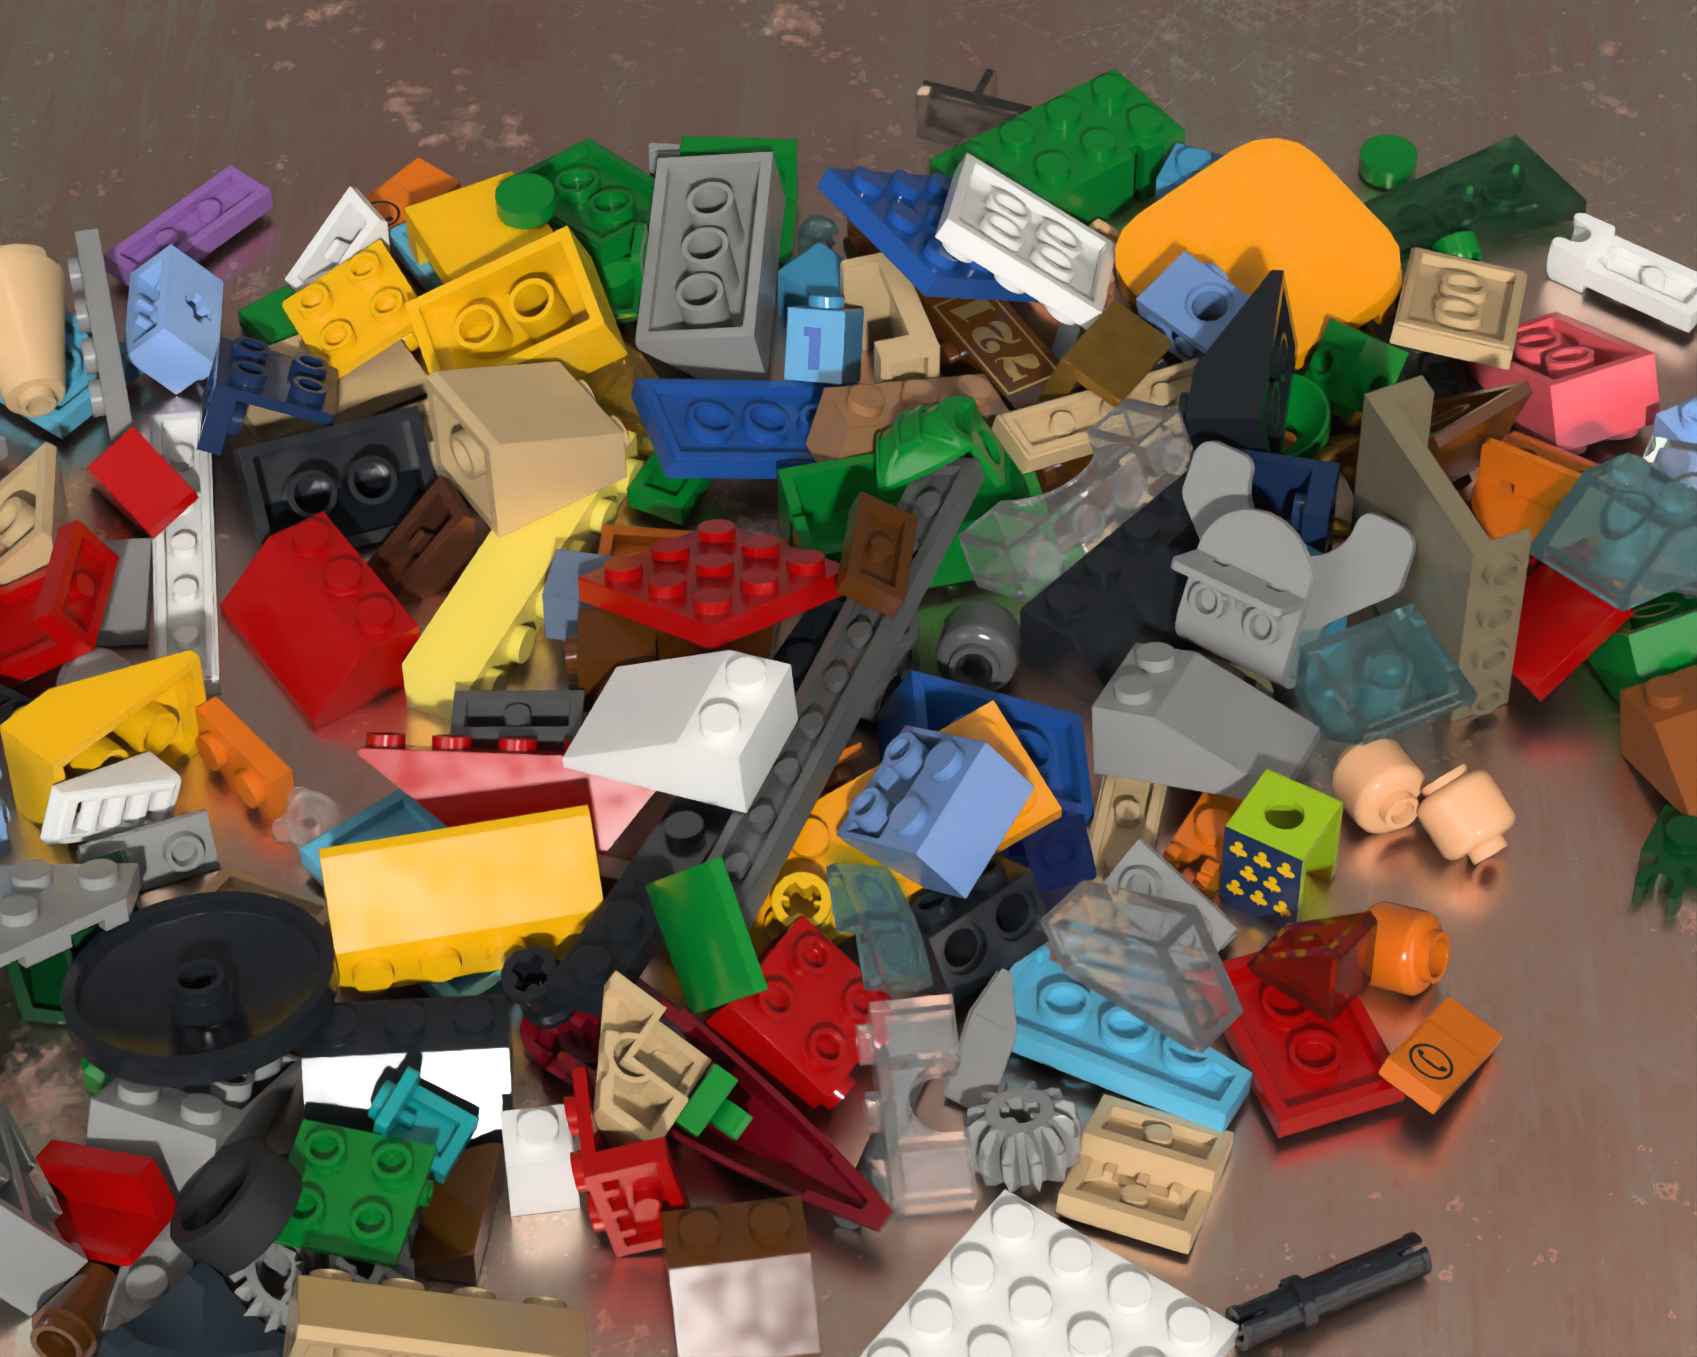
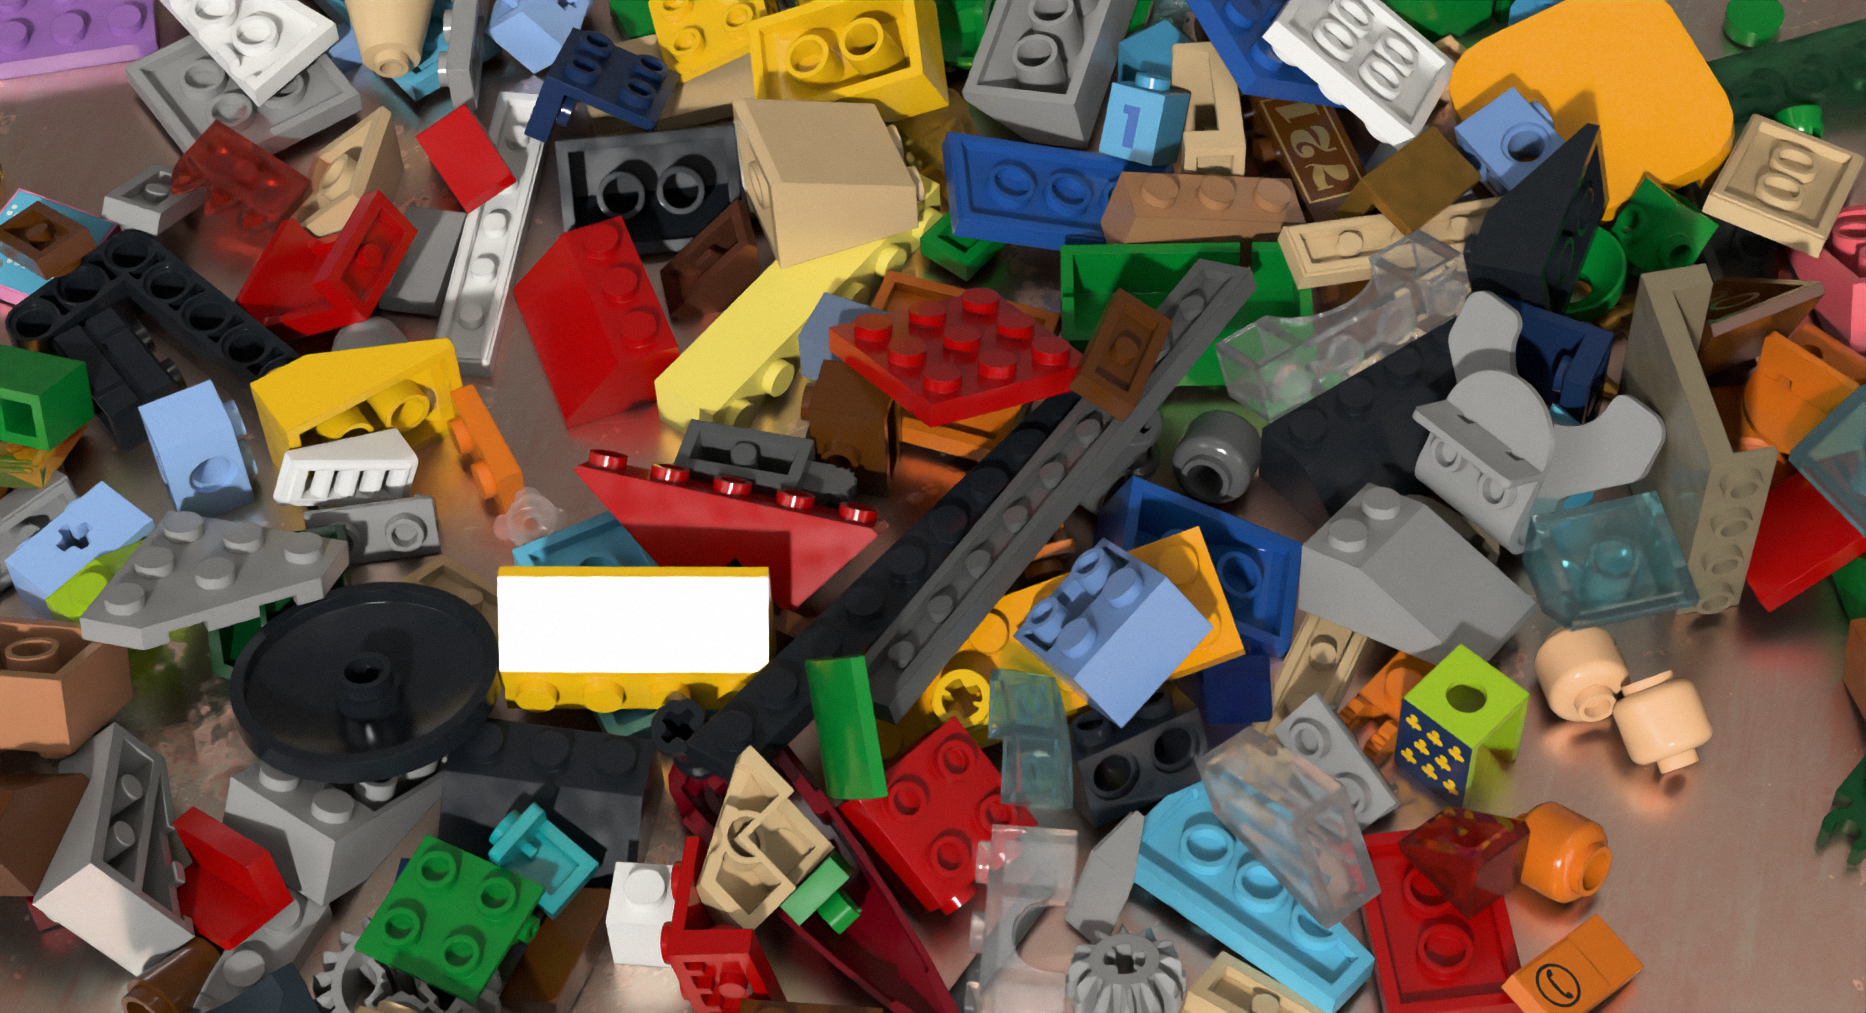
camera: 15 degrees right, 5 degrees up
(236, 1206) = (336, 914): black tyre -> none
(690, 726) = (894, 502): white slope -> none
(933, 437) = (1213, 240): green piece -> none

